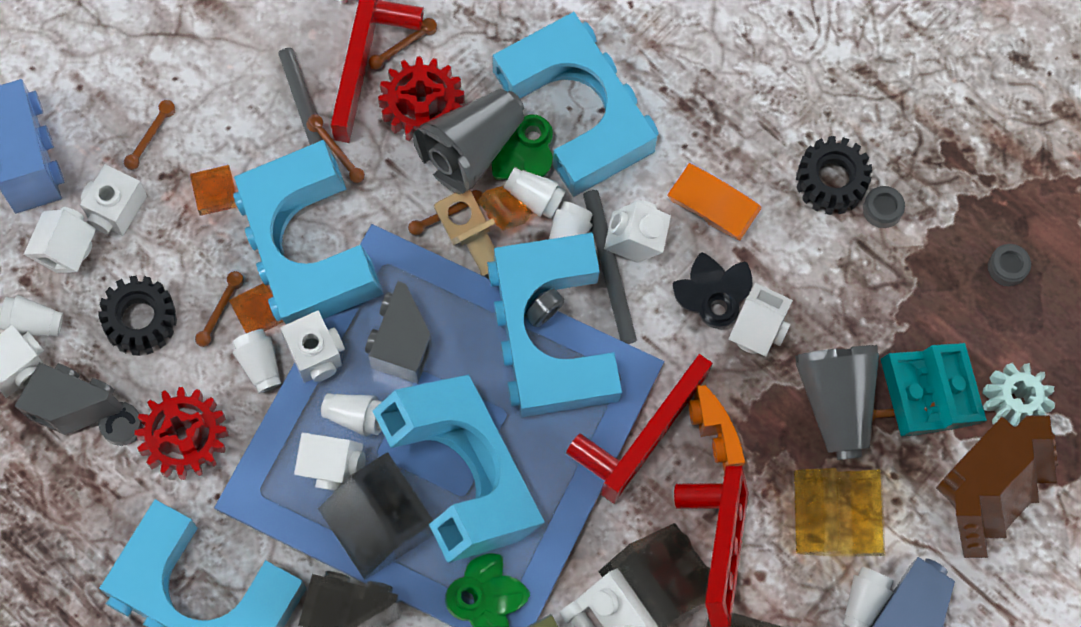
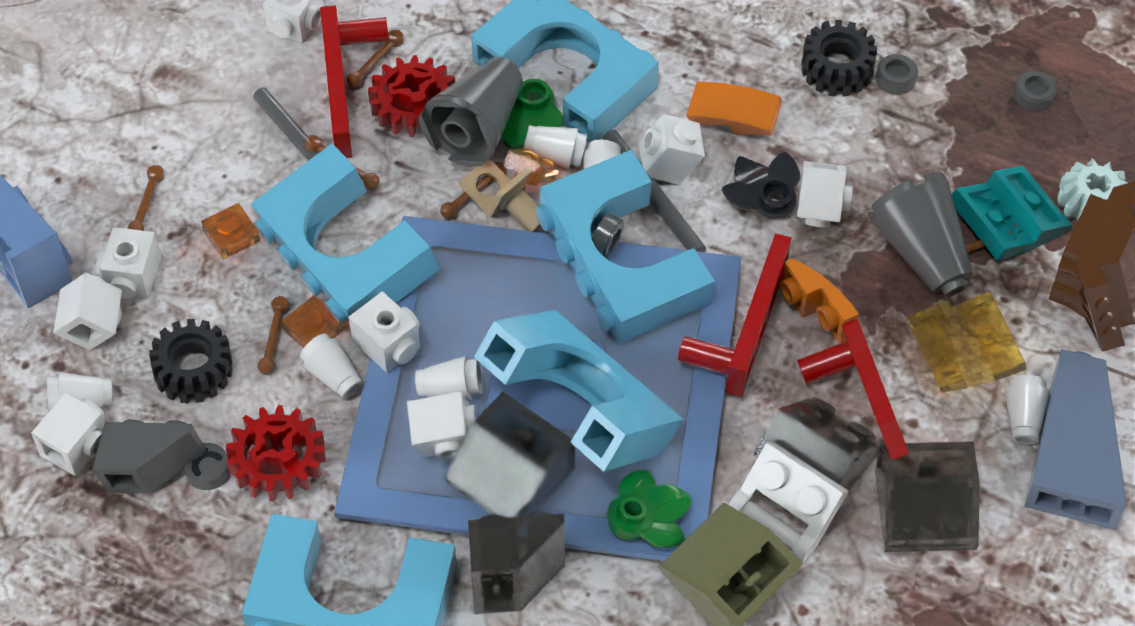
camera: 15 degrees left, 15 degrees down
(403, 338) = (474, 299): dark grey slope -> none

